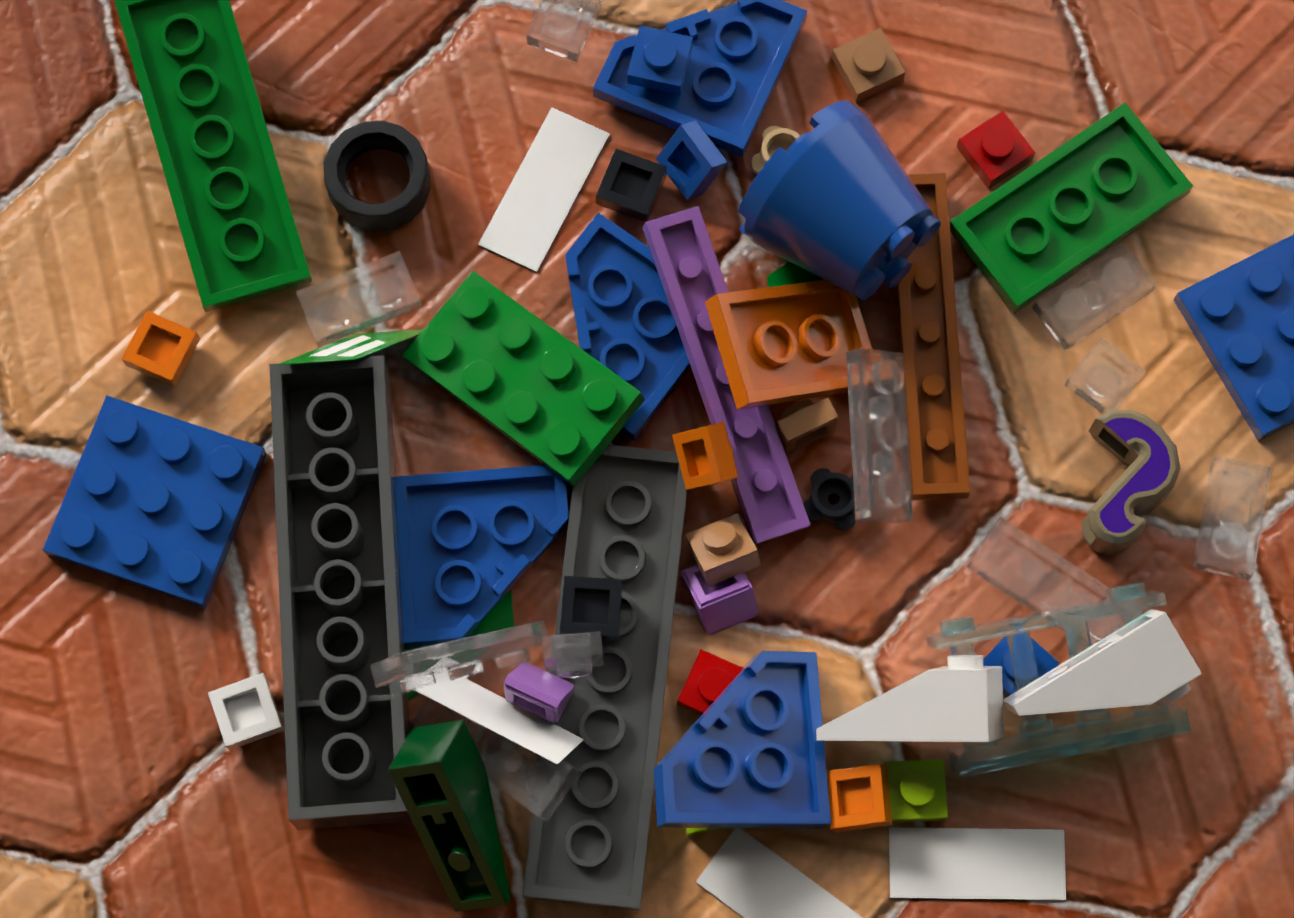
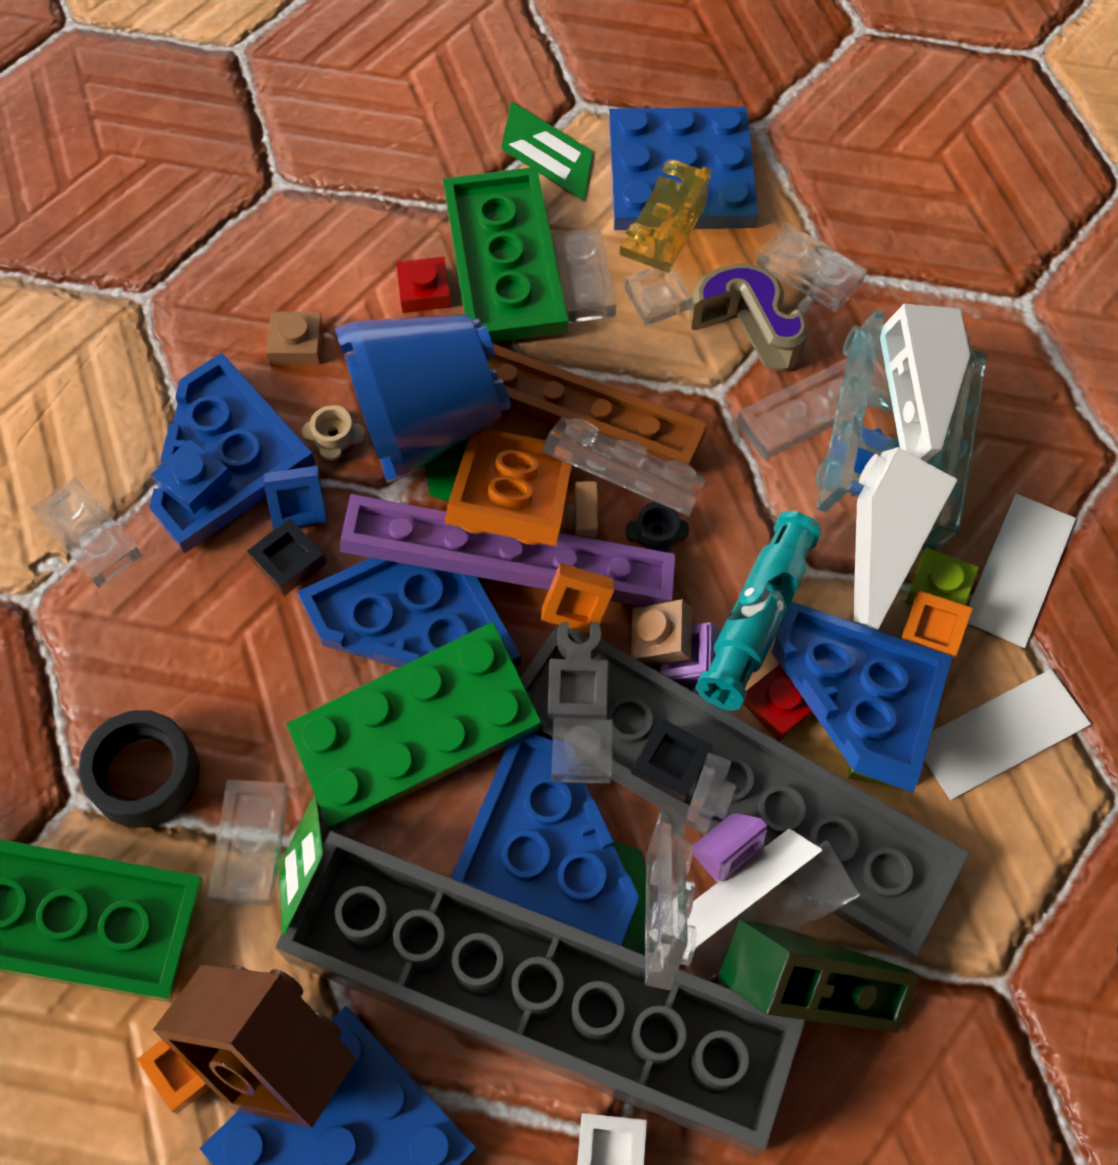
camera: 65 degrees left, 10 degrees down
(191, 390) = (257, 1043): none -> reddish brown brick
(544, 189) = (242, 636): white sticker -> none
(566, 528) = (582, 750): none -> clear plate
(623, 496) = (578, 682): none -> flat silver plate
(780, 625) = (759, 611): none -> teal piece
(1189, 344) = (668, 216): none -> clear yellow hinge
(1239, 184) = (548, 149): none -> green sticker

